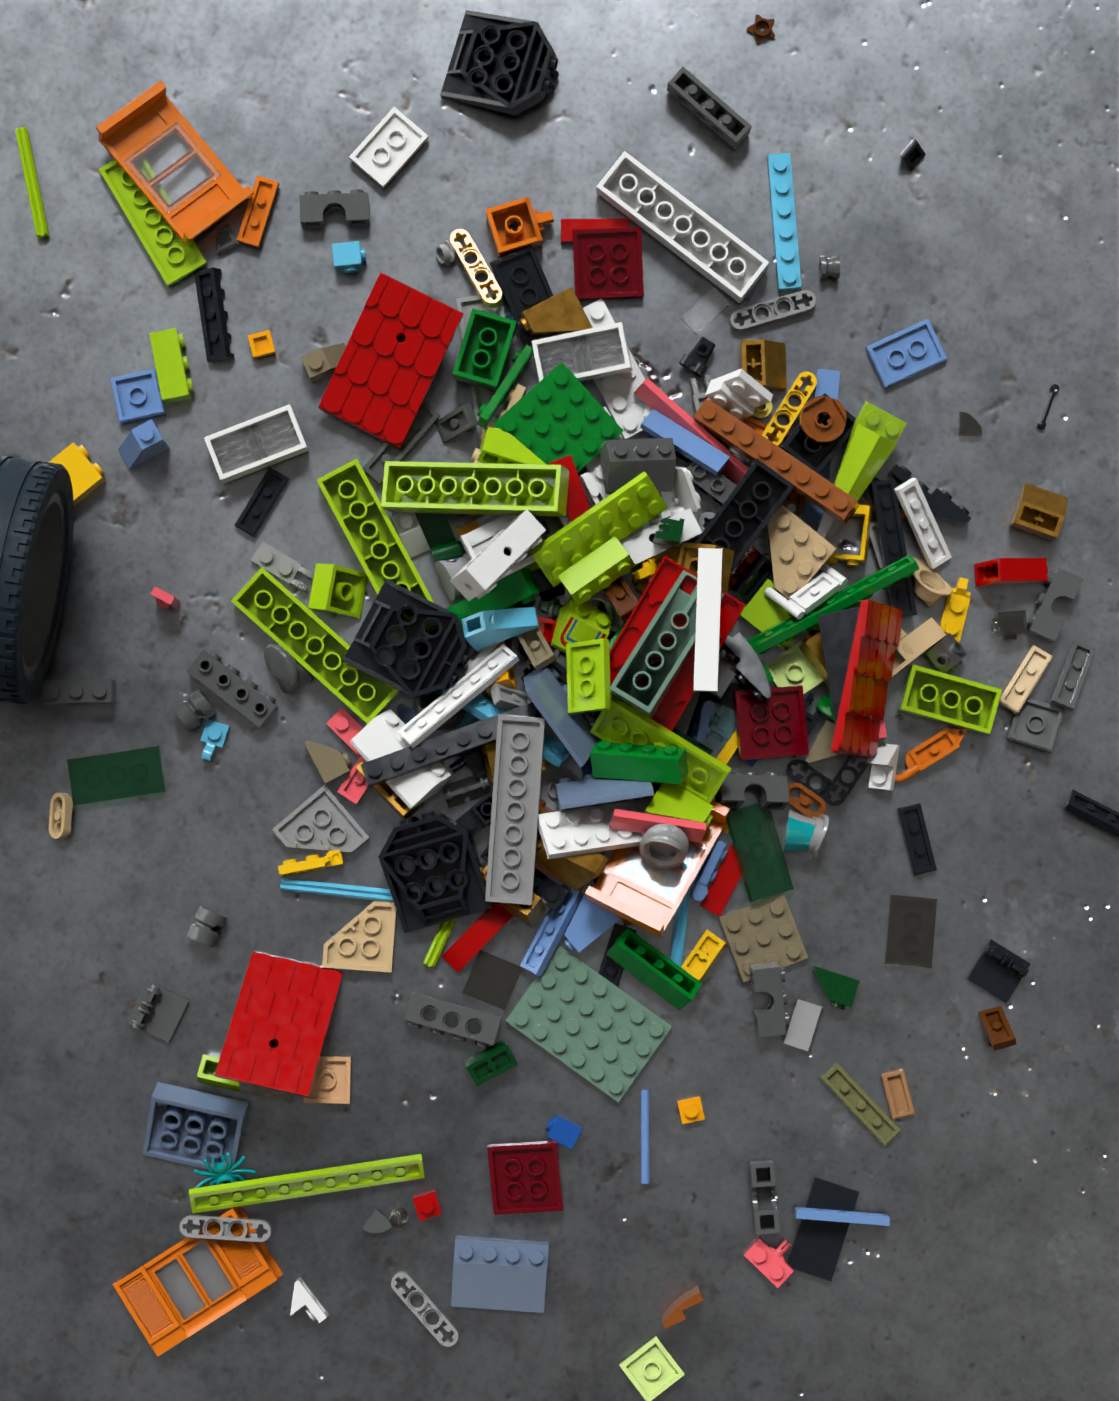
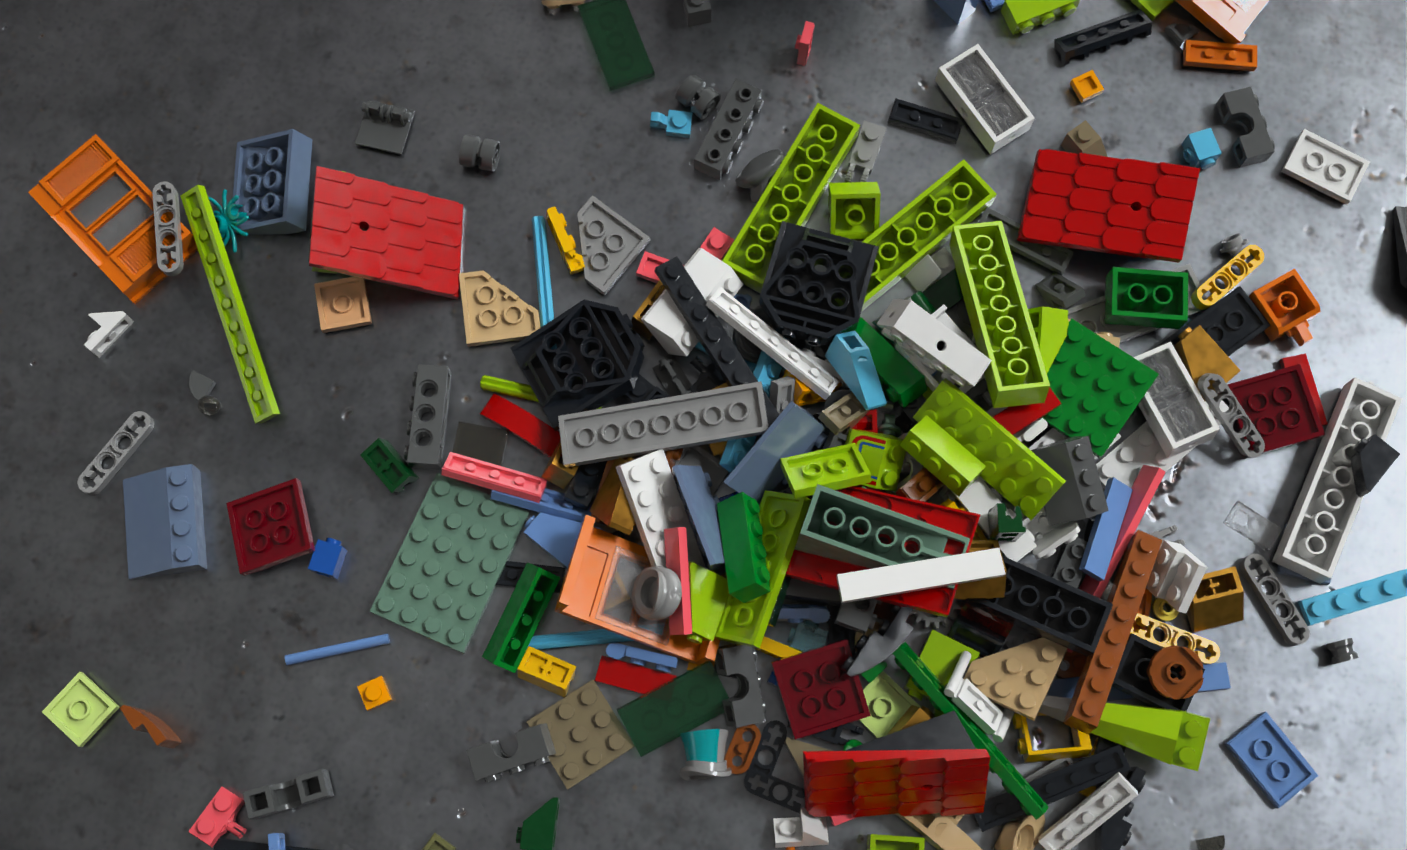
camera: 80 degrees right, 10 degrees down
(328, 761) = (674, 236): dark tan slope -> none
(427, 1204) = (226, 431): red brick -> none
(520, 361) = (1141, 339): green plate -> none
(522, 969) = (494, 477): none -> coral tile
(608, 305) = (1234, 412): none -> light grey beam
(678, 199) = (1371, 462): none -> black slope
(695, 360) = (1197, 526): black plate -> none
(804, 1025) = (490, 800): light grey hinge -> none

